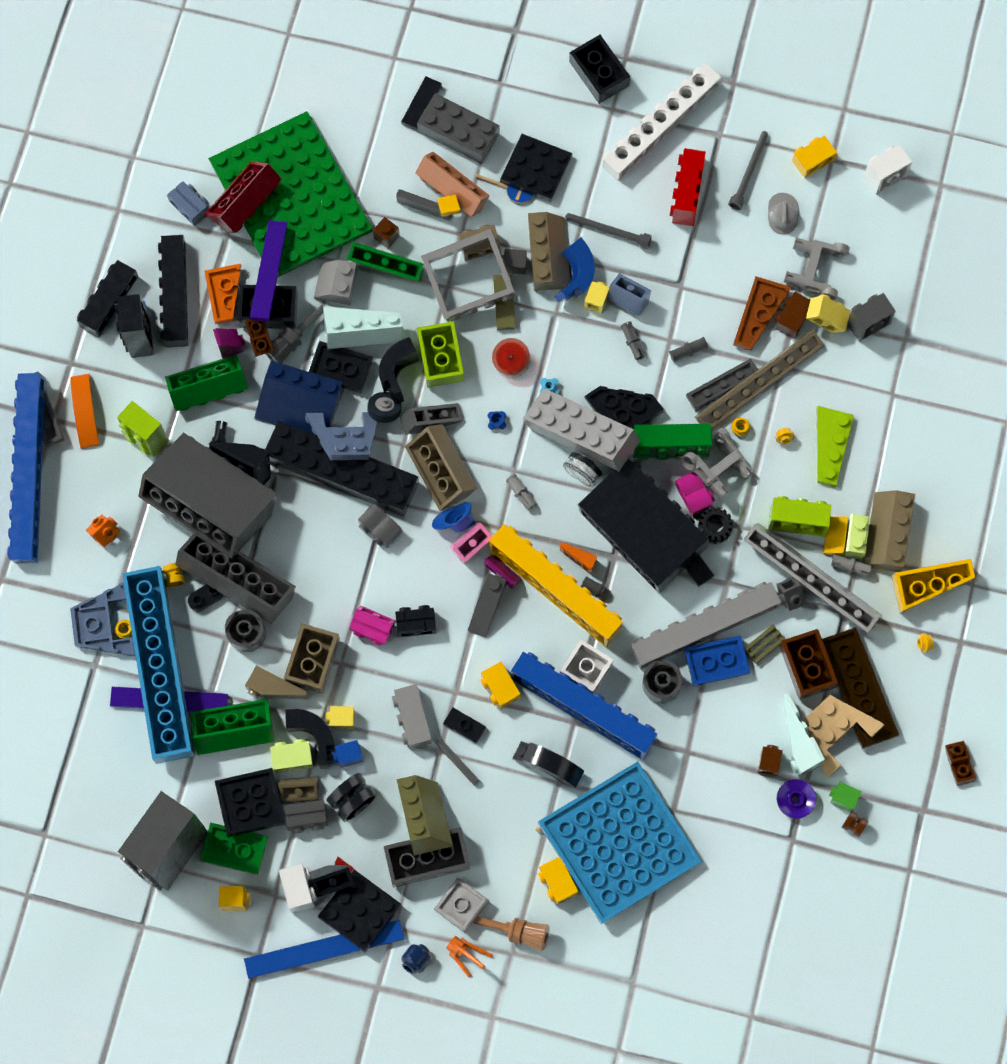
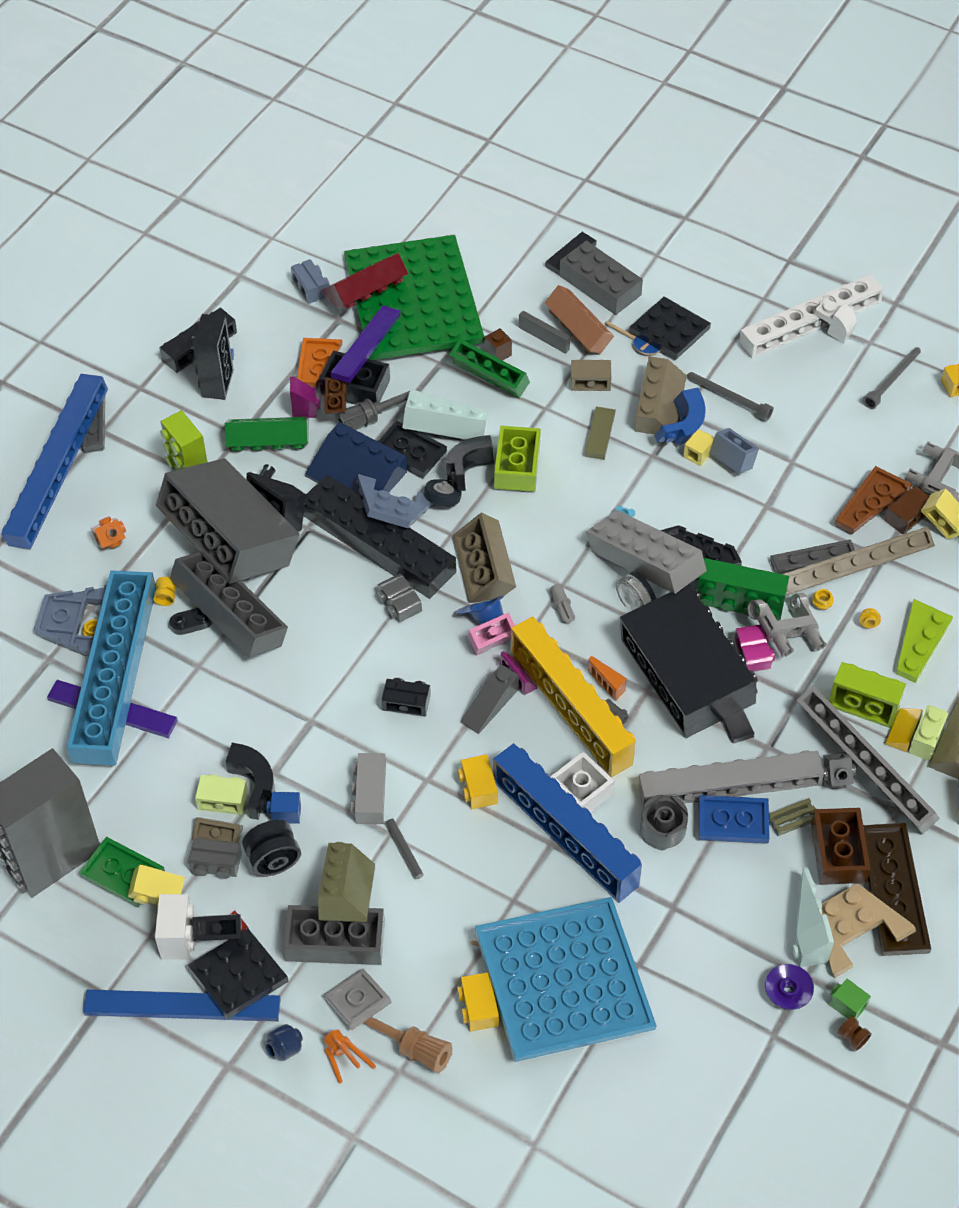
camera: 15 degrees right, 20 degrees down
(84, 411) = (133, 430): orange slope -> none
(173, 291) = (266, 349): black brick -> none
(232, 727) = (168, 749): green slope -> none
(234, 898) = (99, 918): yellow brick -> none
(242, 620) = (218, 658): dark grey brick -> none
(249, 802) = (157, 827): black plate -> none
(269, 858) = (150, 882): none -> light yellow brick
(270, 686) = (227, 721): dark tan slope -> none
(312, 658) = (280, 702): dark tan brick -> none
(336, 281) = (434, 375): light grey slope -> none
(341, 717) = (290, 769): light yellow brick -> none
(372, 625) = (357, 687): dark pink brick -> none
(418, 418) = (474, 504): dark grey slope -> none
(448, 205) = (568, 332): yellow tile -> none
(459, 246) = (563, 367): light grey window -> none
(464, 725) = (425, 814): black plate -> none
(496, 415) = (558, 533): blue plate -> none
(511, 358) = (591, 480): clear red piece -> none
(515, 261) = (622, 398): dark grey brick -> none
(549, 762) = (510, 871): black arch -> none
(599, 69) = (759, 258): black brick -> none
(633, 340) = (726, 494): dark grey pin -> none
(687, 121) = (841, 319): none -> white brick
(688, 189) = (823, 375): red wedge -> none
(688, 349) = (784, 515): dark grey pin -> none
(723, 517) = (776, 676): black tyre -> none
(770, 760) = (768, 938): reddish brown brick -> none
(783, 213) = (919, 422): light grey piece -> none
(851, 565) = (915, 761): light grey pin -> none

